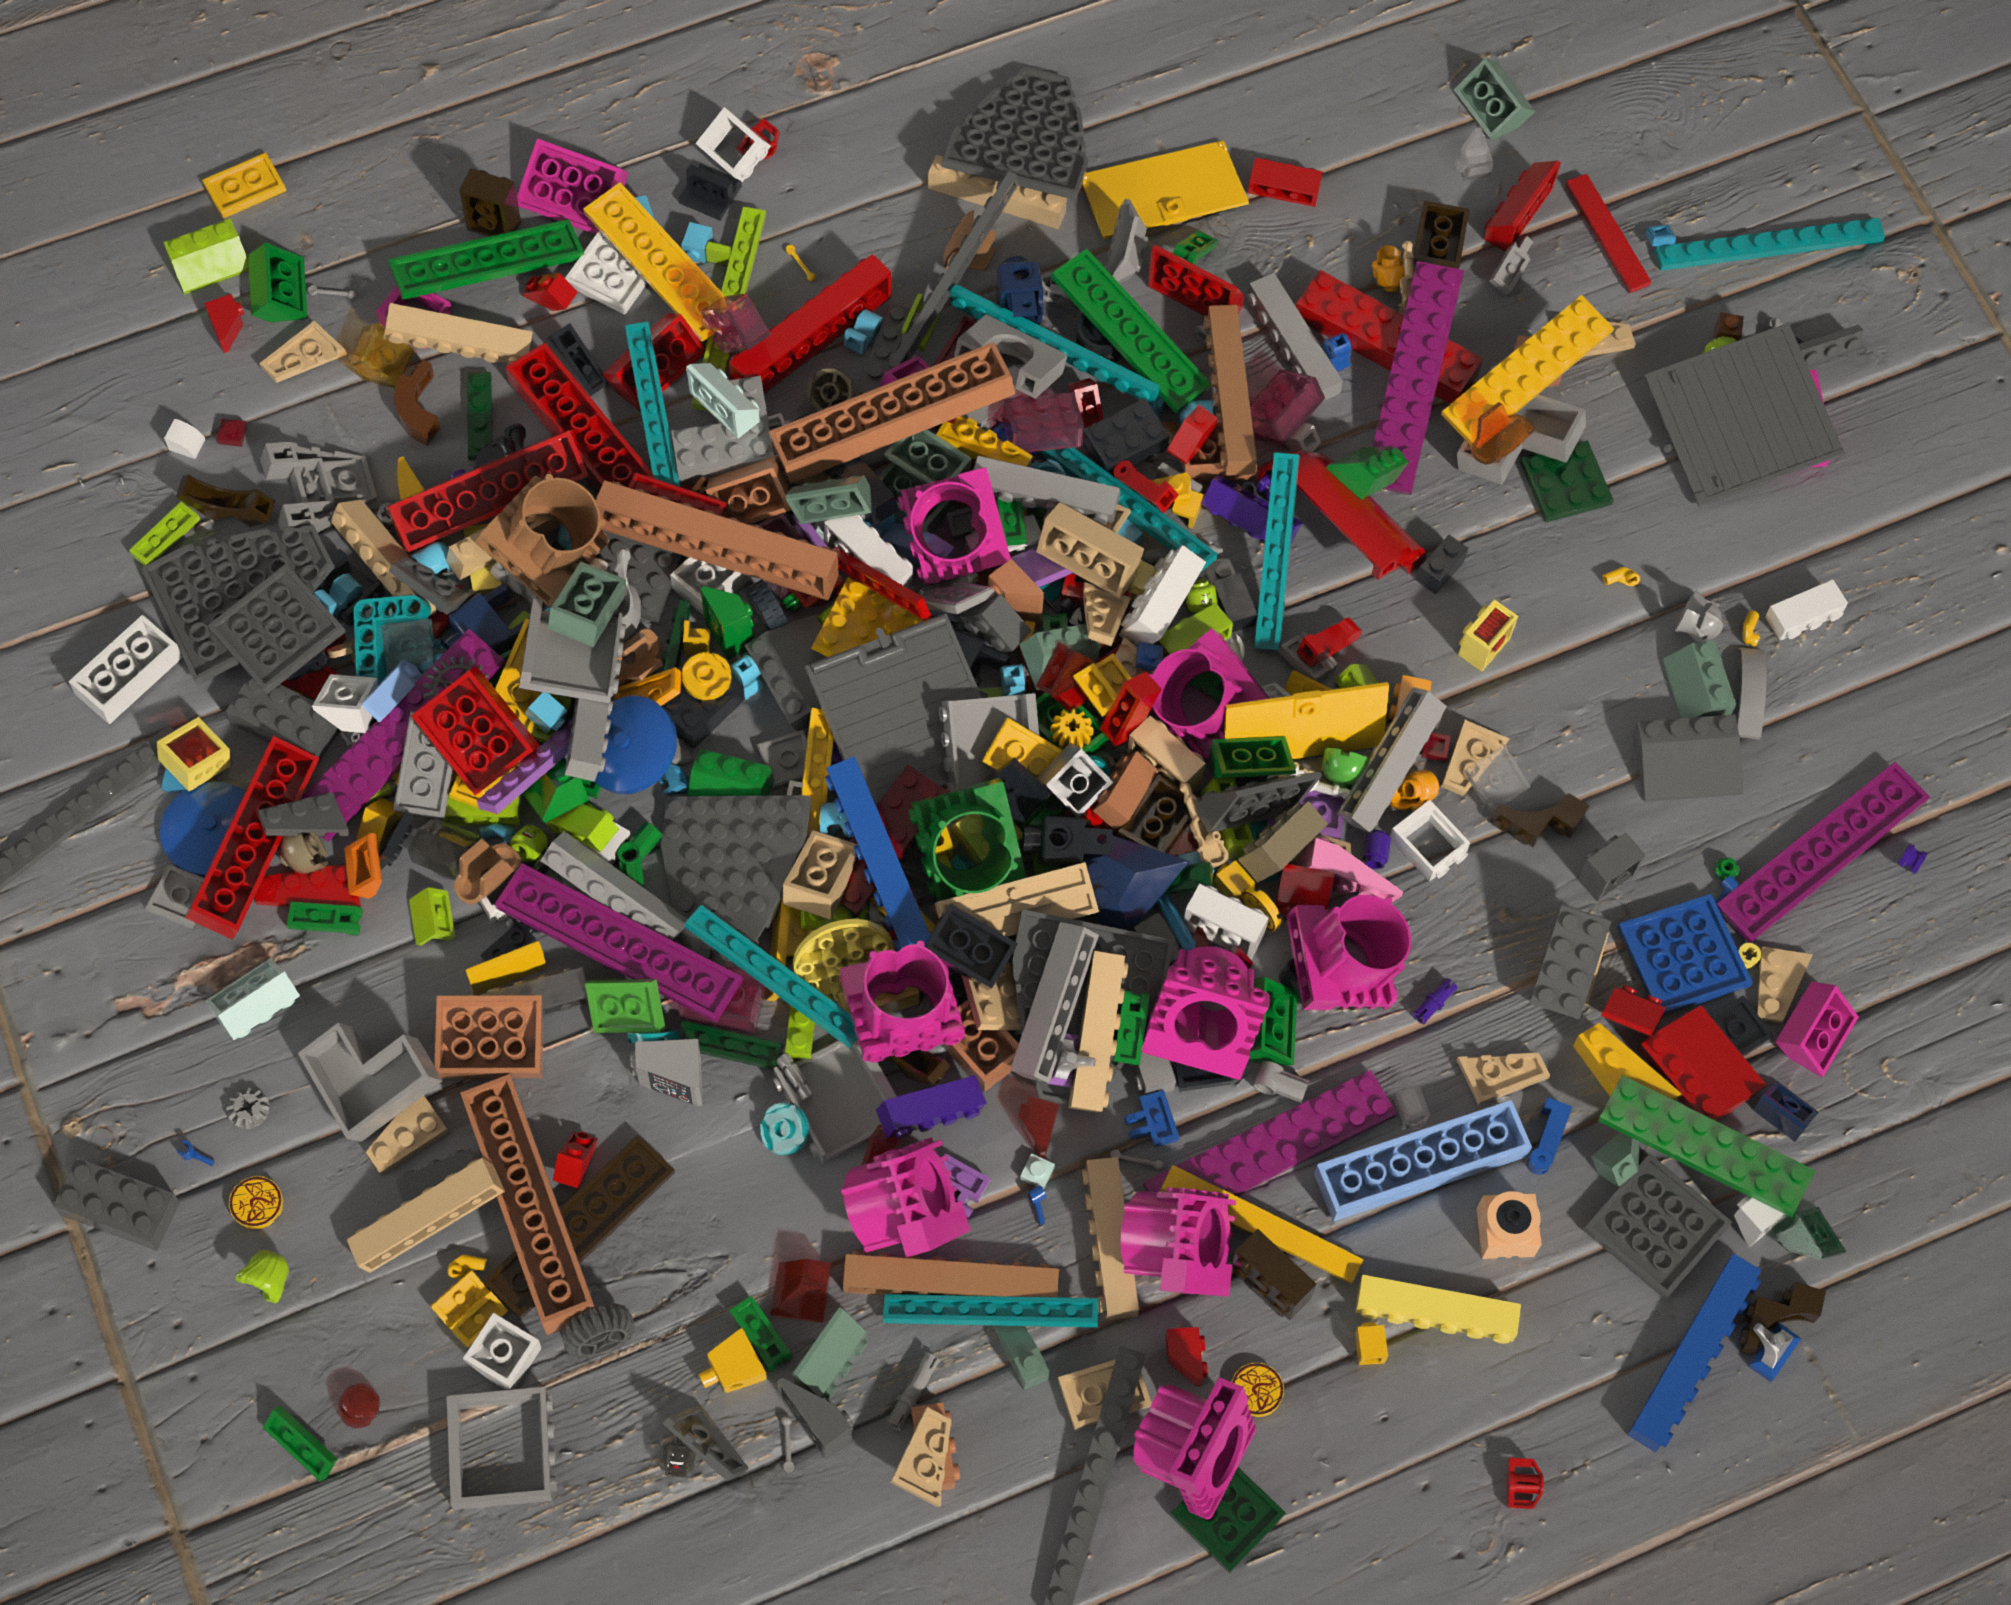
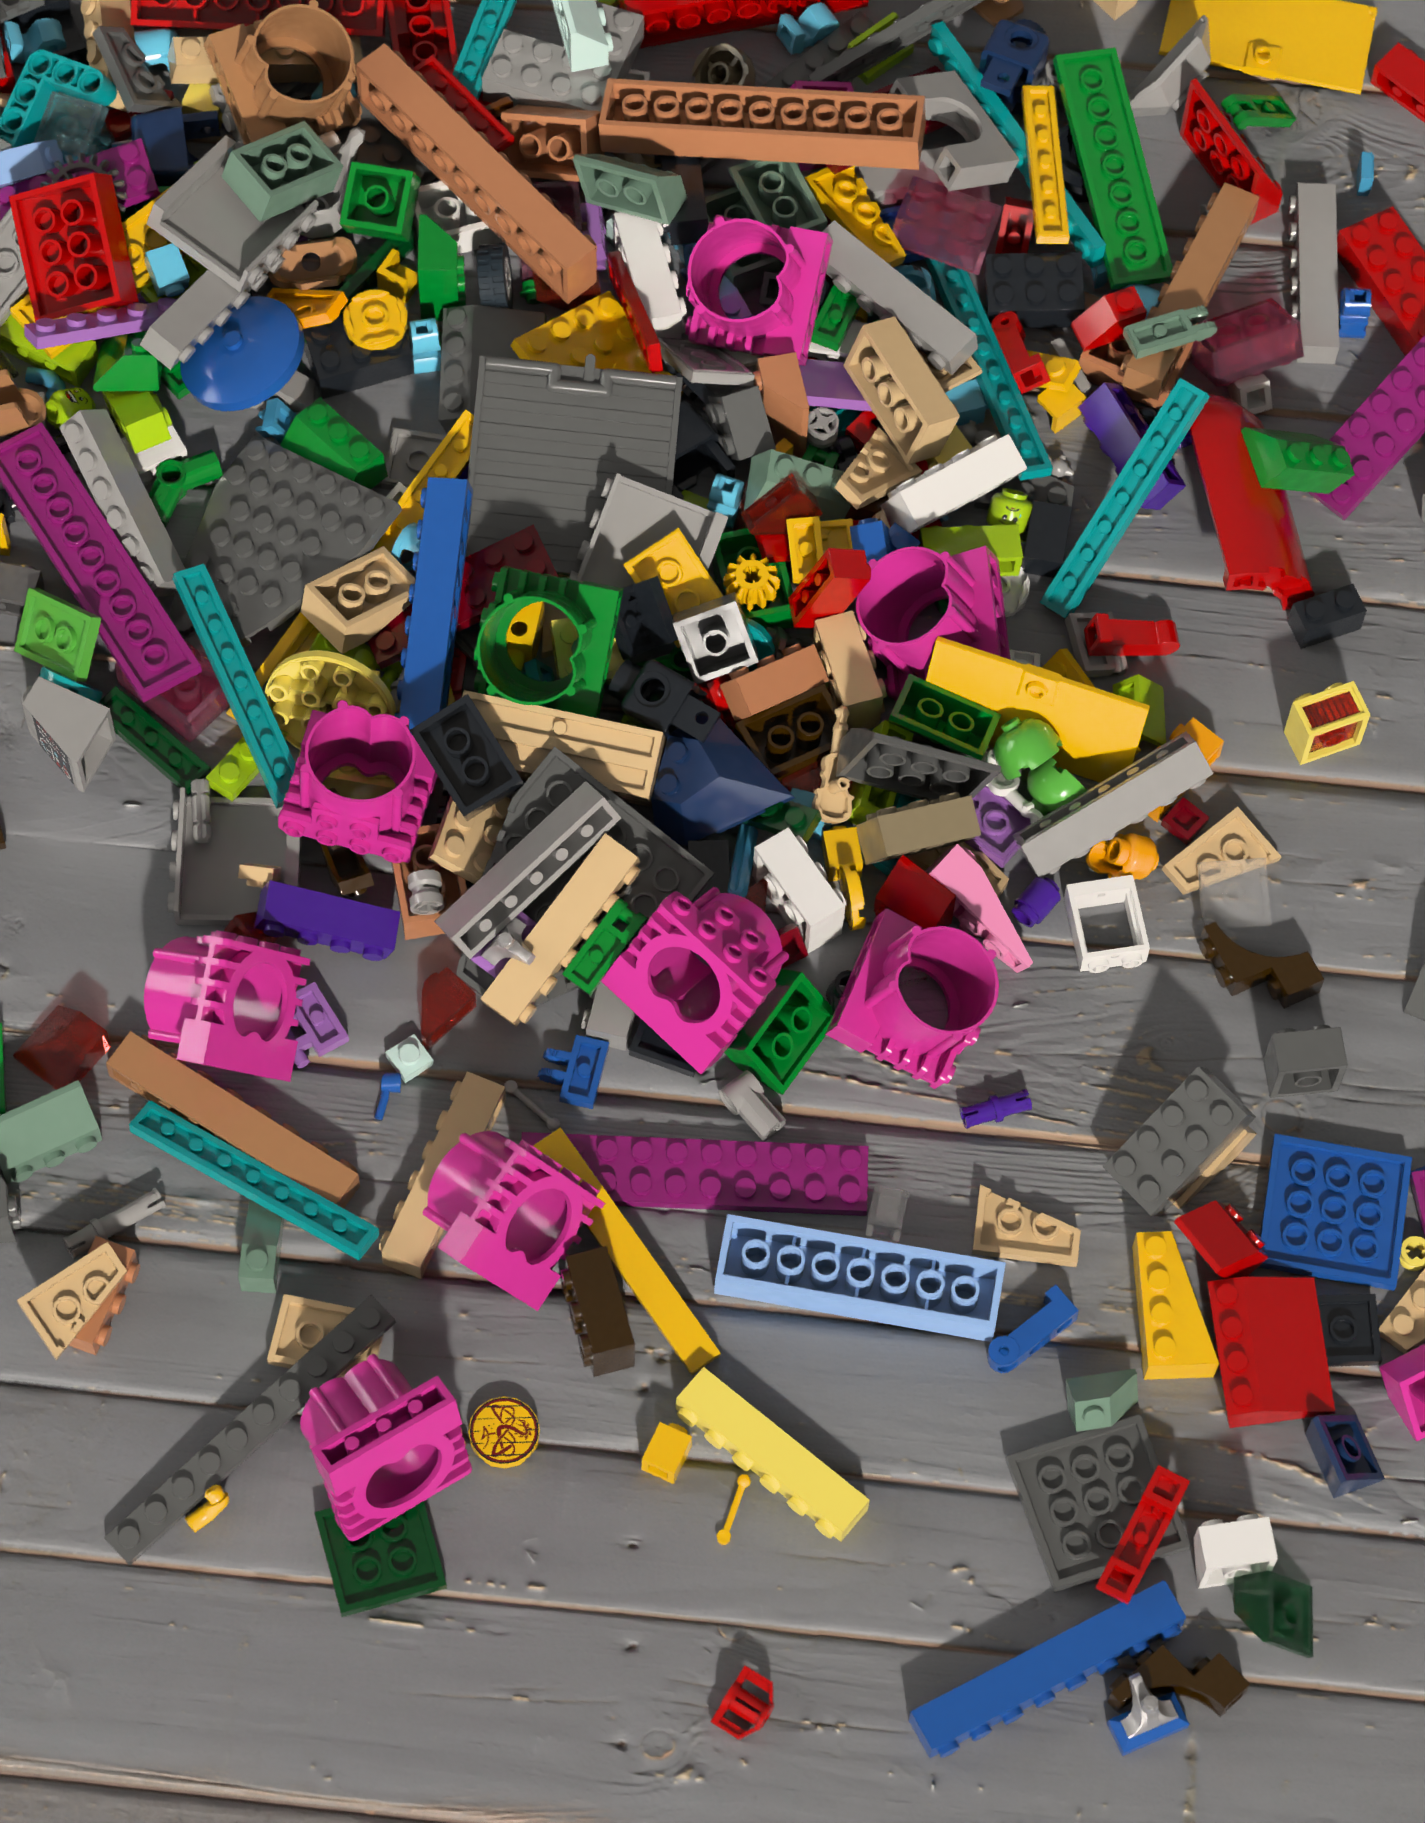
camera: 30 degrees right, 0 degrees up
(660, 592) = (380, 201): none -> green brick
(784, 1128) = (152, 861): teal tile -> none
(866, 1099) = (259, 874): none -> tan plate
(989, 1053) = (425, 892): none -> light grey wheel
(1052, 596) = (823, 419): none -> light grey wheel
(1086, 350) = (1045, 165): none -> yellow tile
(1101, 1544) = (208, 1511): none -> yellow arm
(1136, 661) = (872, 537): none -> blue brick
(1184, 1353) = (447, 1343): red slope -> none
(1241, 425) = (1168, 331): none -> sand green hinge
(1285, 256) = (1365, 173): none -> dark azure tile
(1314, 749) = (1024, 745): none -> bright green cylinder
(1438, 1379) = (724, 1535): none -> yellow hinge
(1509, 1225) = (914, 1404): light nougat piece -> none
(1701, 1232) = (1143, 1534): none -> red slope
(1707, 1146) = (1204, 1436): green plate -> none

